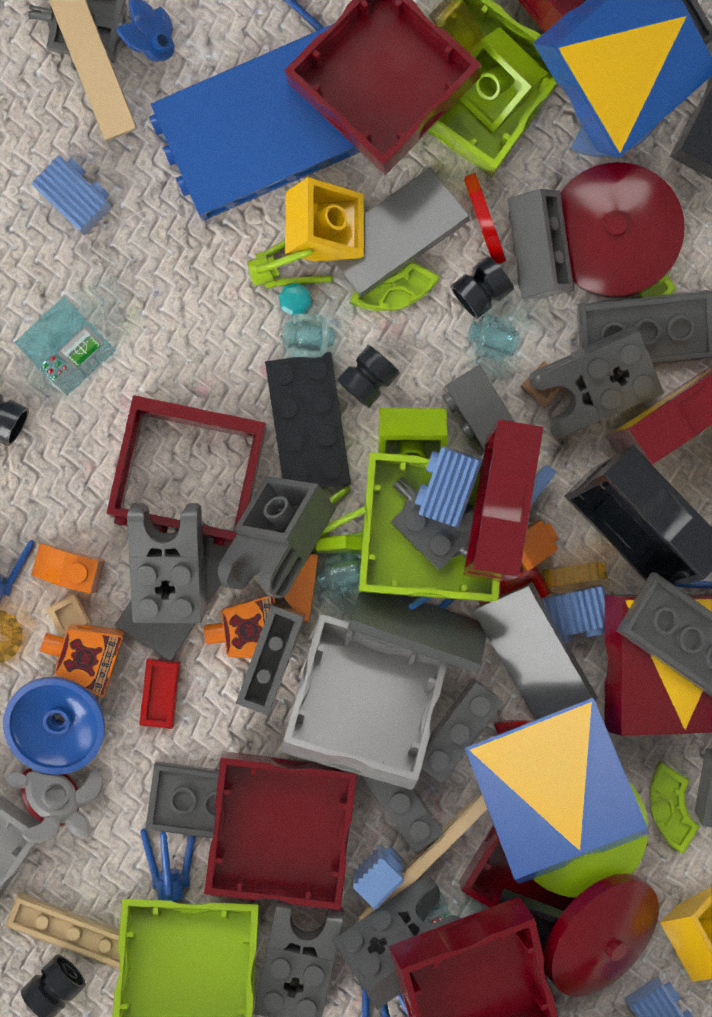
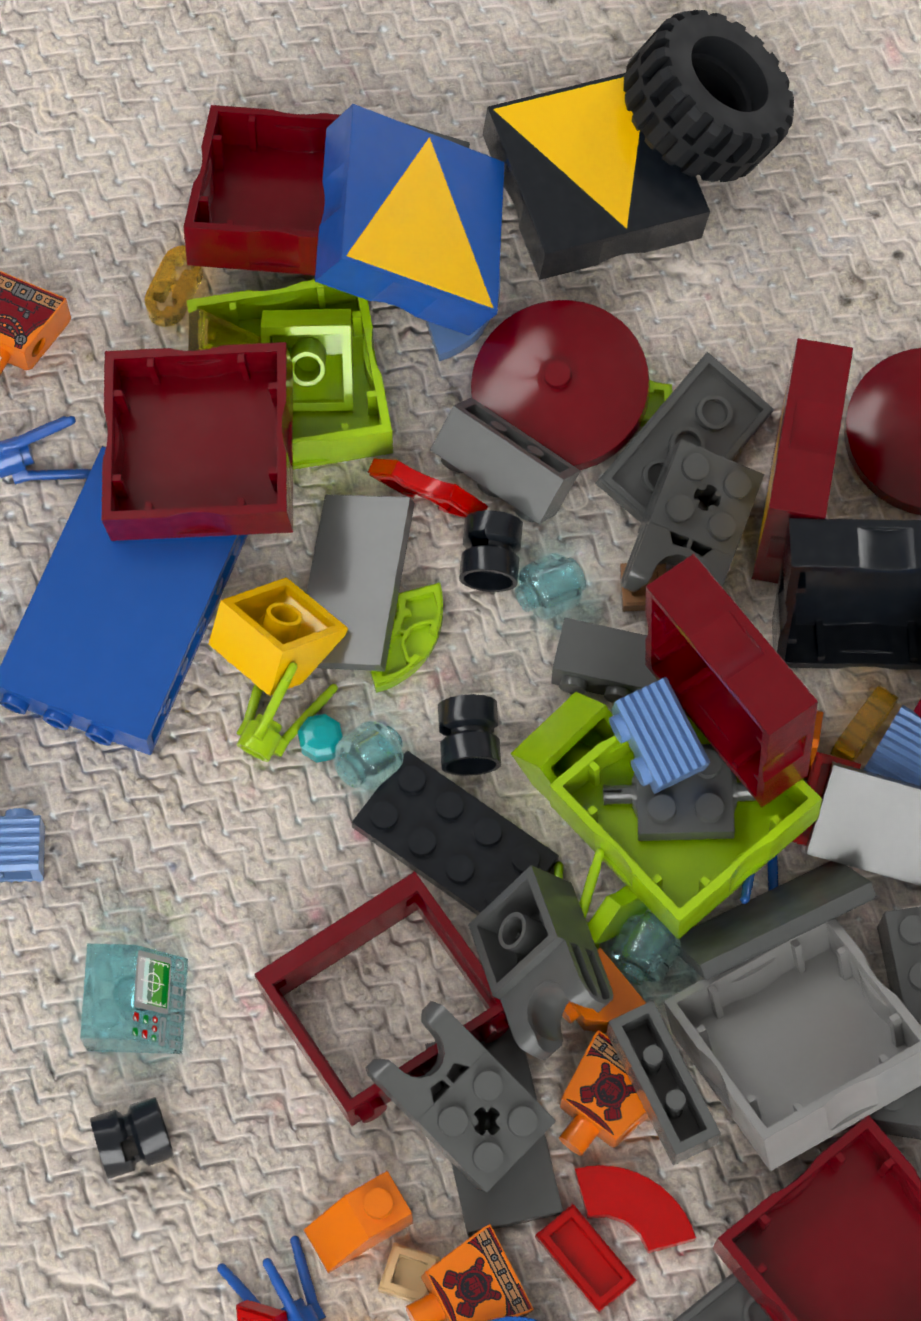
camera: 40 degrees left, 20 degrees down
(211, 692) = (635, 1202): none -> red tile

